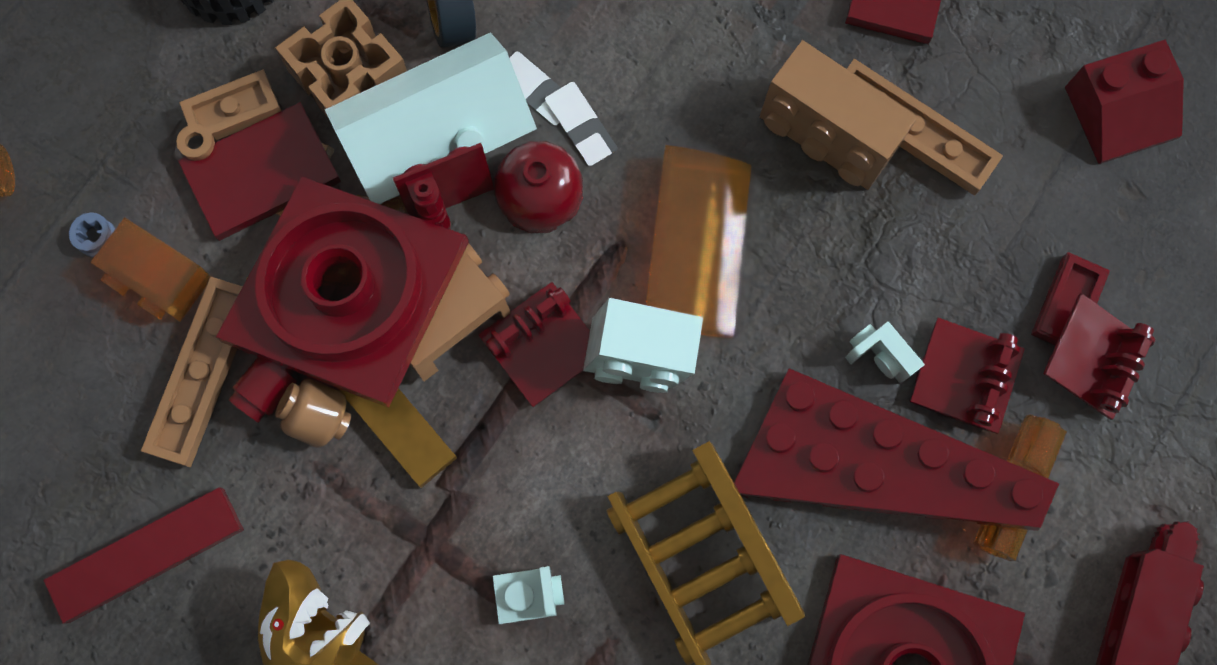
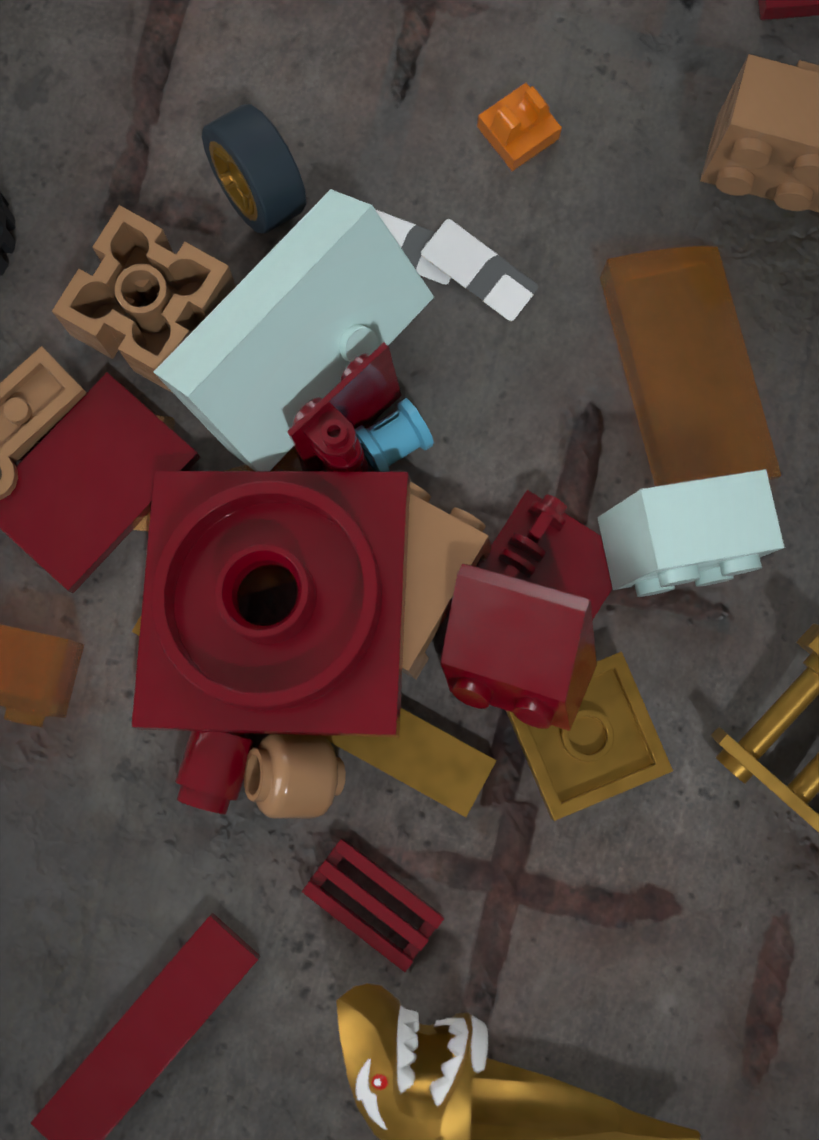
camera: 20 degrees left, 5 degrees up
(194, 380) = (119, 786): medium nougat plate -> none
(313, 488) = (417, 937): none -> dark red tile
(474, 213) = (394, 437): none -> medium azure bush
(494, 380) = (518, 648): none -> dark red slope
(524, 461) = (605, 750): none -> pearl gold plate
(527, 595) = (658, 902): light aqua bracket -> none
(538, 186) = (461, 371): dark red cylinder -> none
(646, 37) = (519, 126): none -> orange tile

